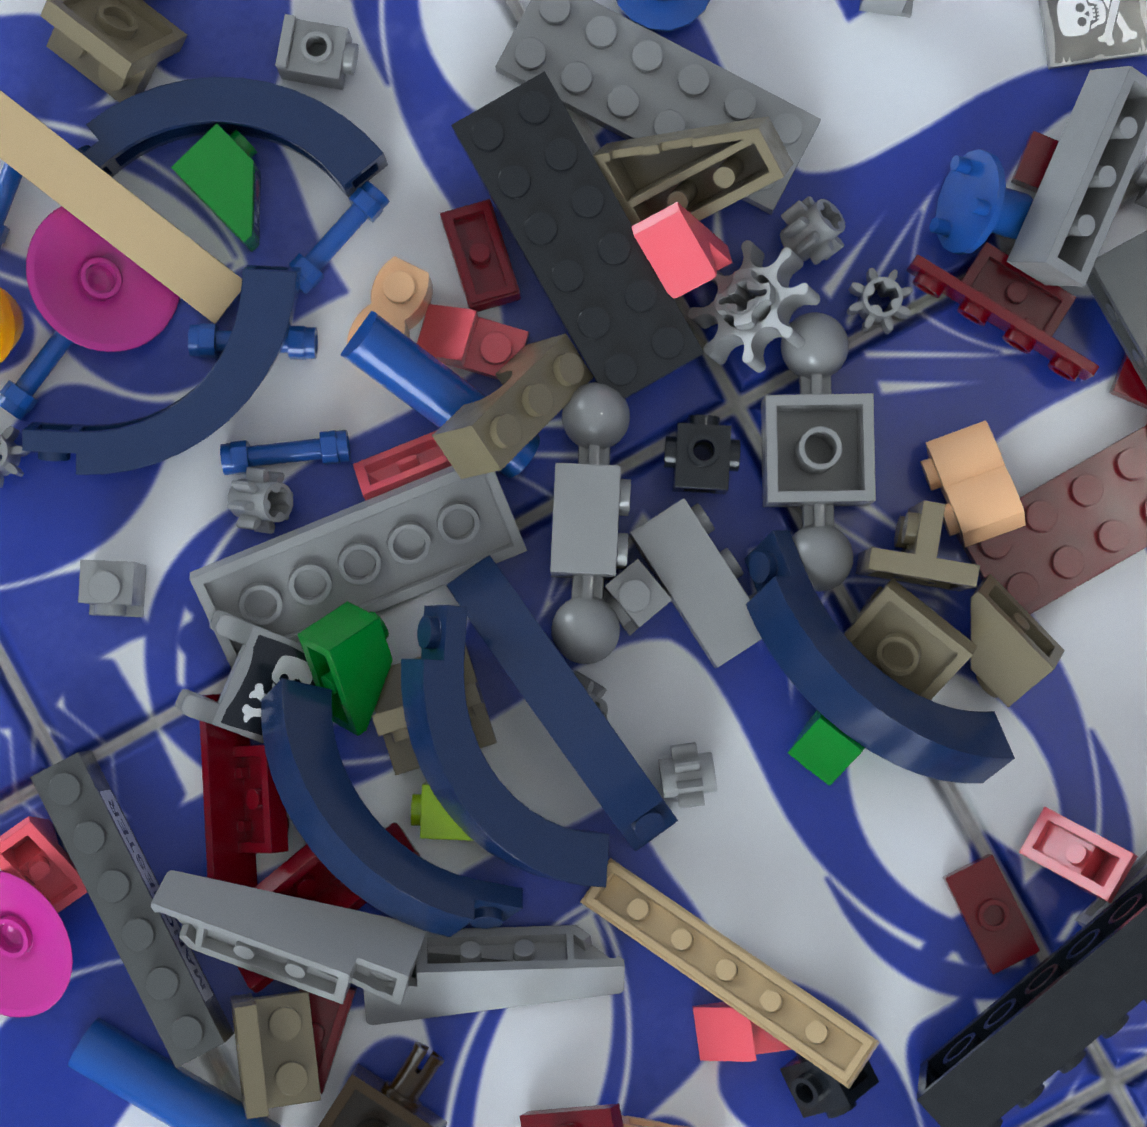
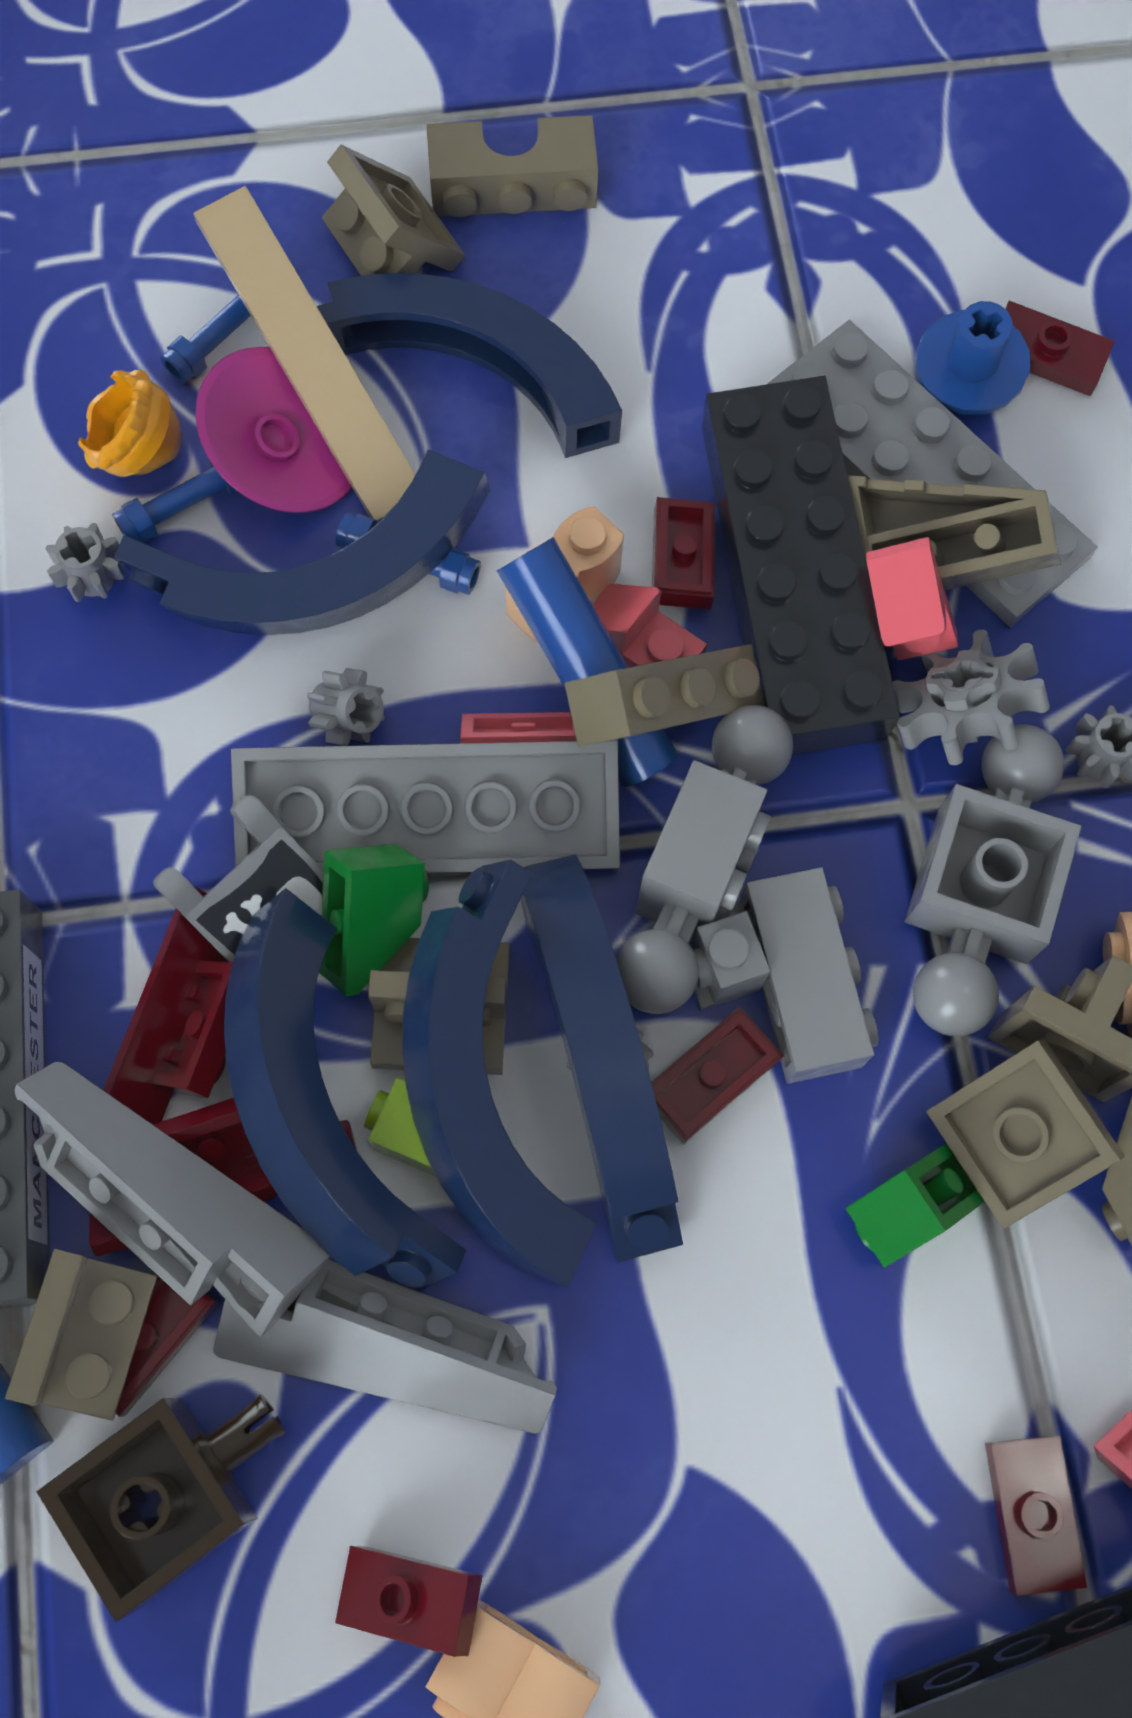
camera: 15 degrees right, 15 degrees down
(112, 587) = (145, 738): light grey brick -> none
(226, 181) = (445, 388): green slope -> none
(326, 70) = (588, 307): light grey brick -> none
(331, 447) = (446, 685): blue bar -> none
(366, 204) = (582, 465): blue bar -> none
(655, 686) = (713, 1074): none -> dark red plate
(687, 775) = (715, 1190): light grey gear -> none
(695, 474) = (856, 835): black brick -> none
(730, 1036) = (681, 1544): coral slope -> none
(732, 974) = (694, 1468): tan tile -> none
(813, 229) = (1059, 646): light grey gear -> none
(819, 1092) = (765, 1648): black brick -> none
(853, 691) = (962, 1162): dark blue arch -> none

